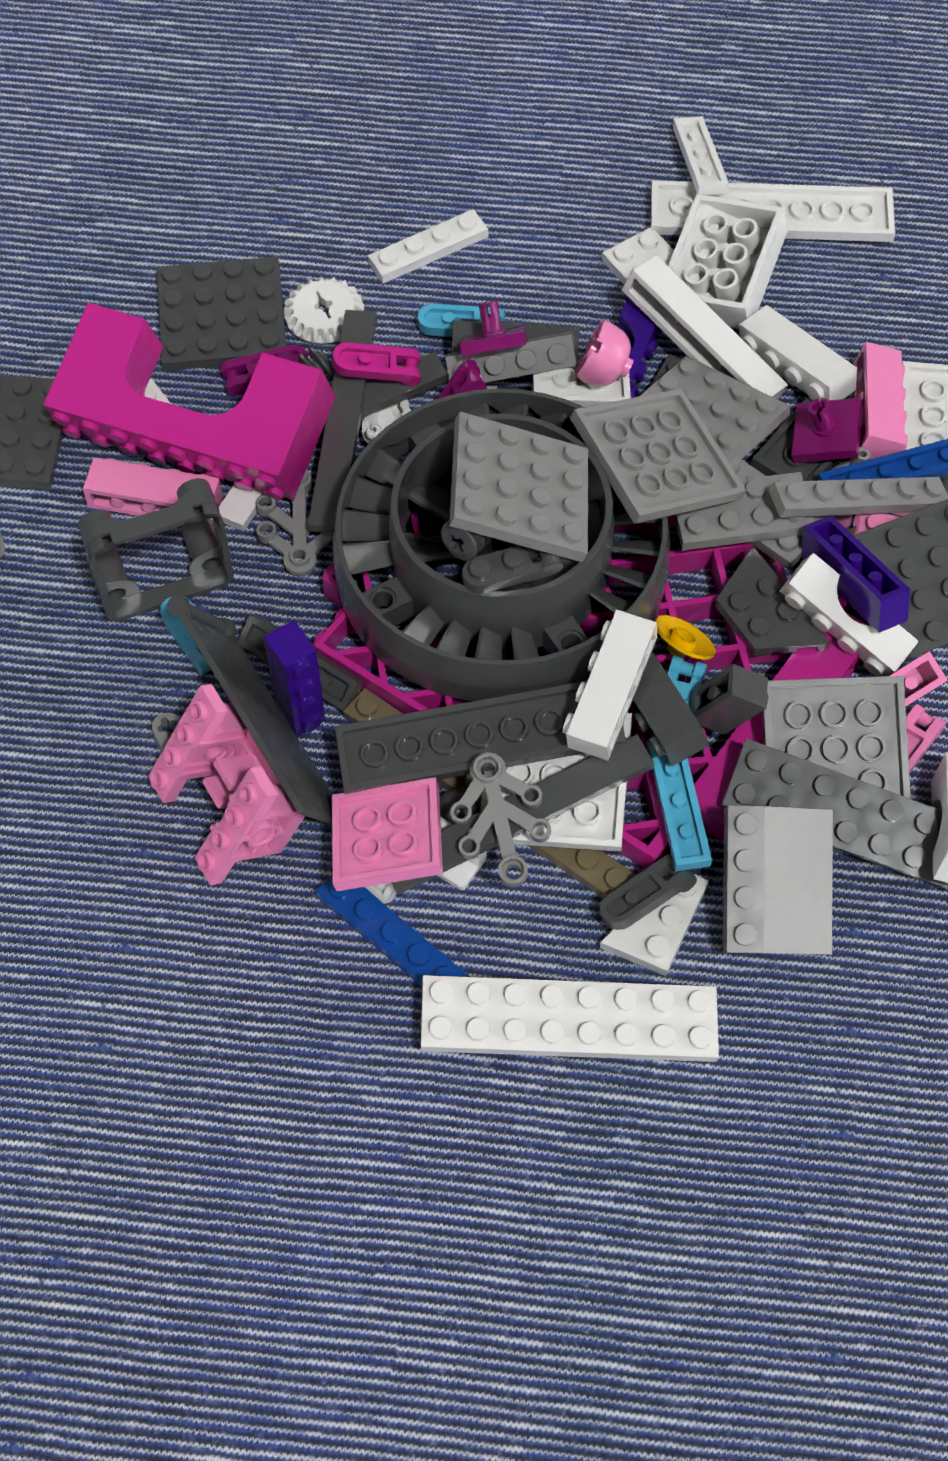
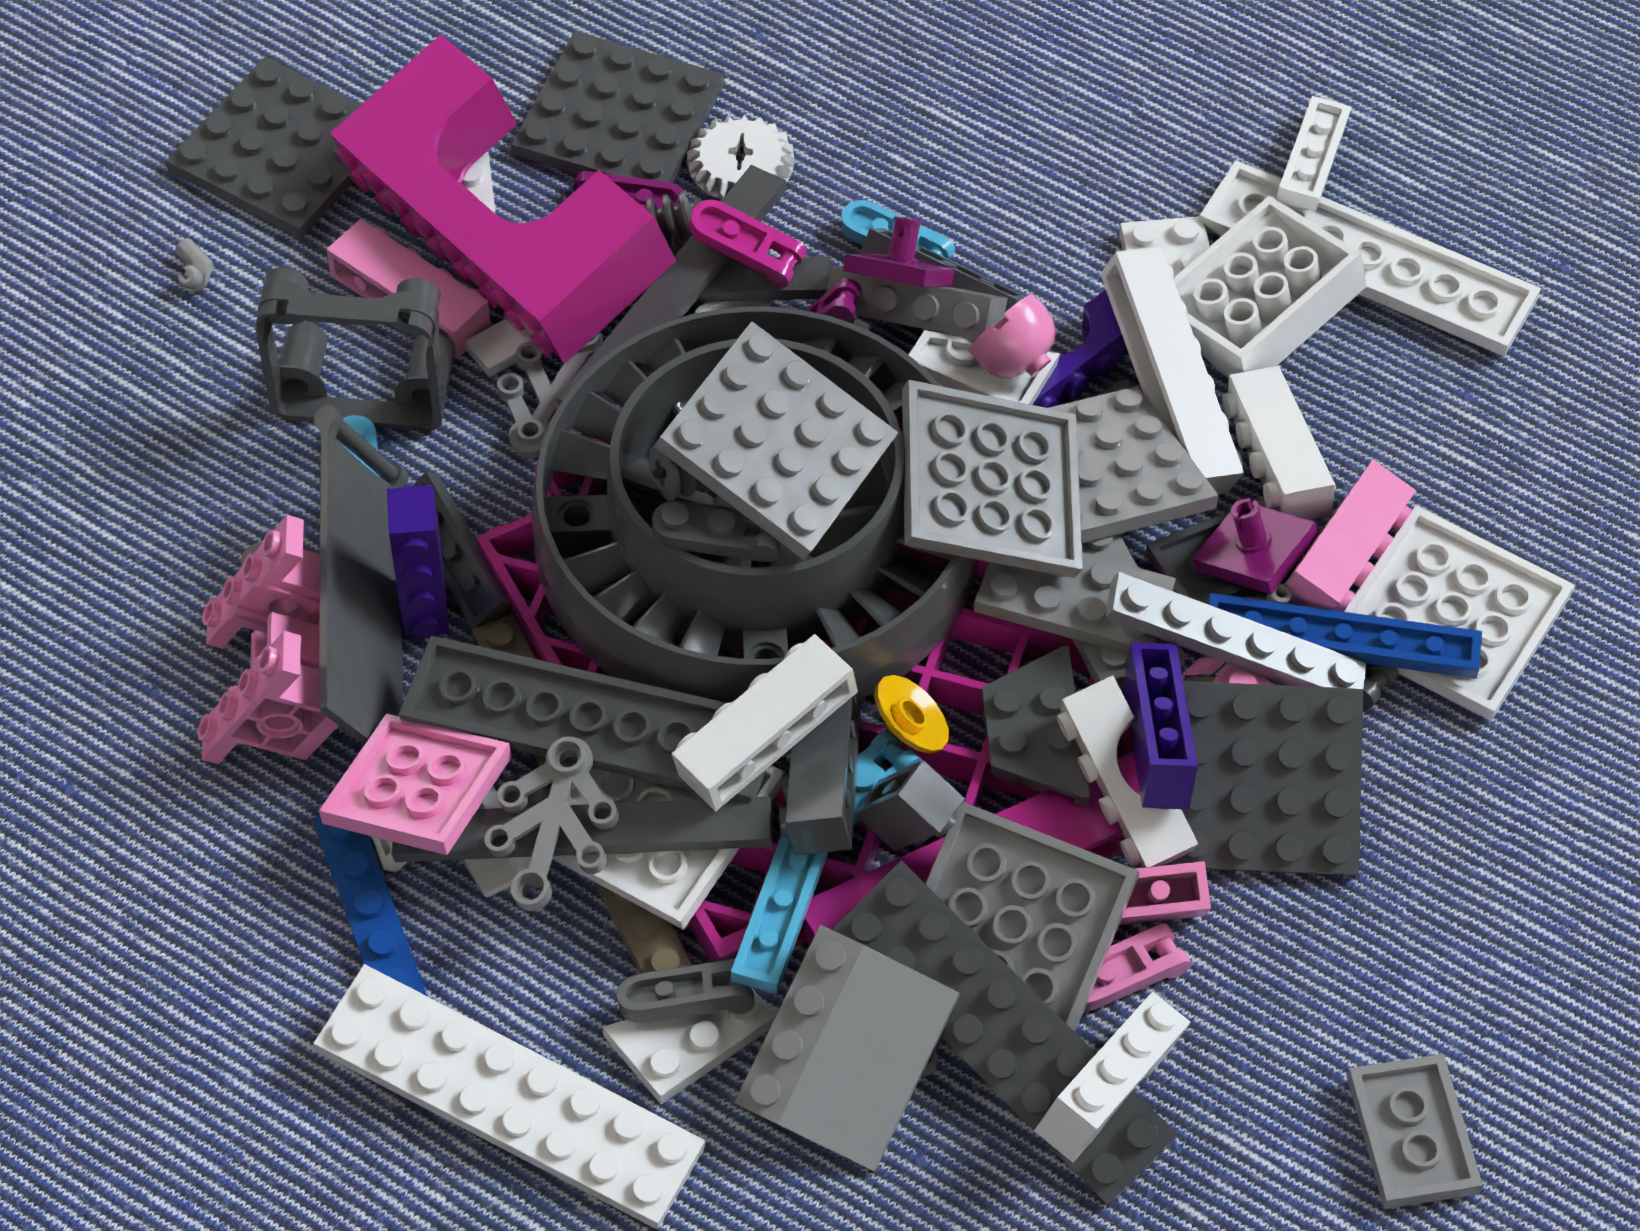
camera: 25 degrees right, 5 degrees down
(428, 246) = (913, 132): white plate -> none

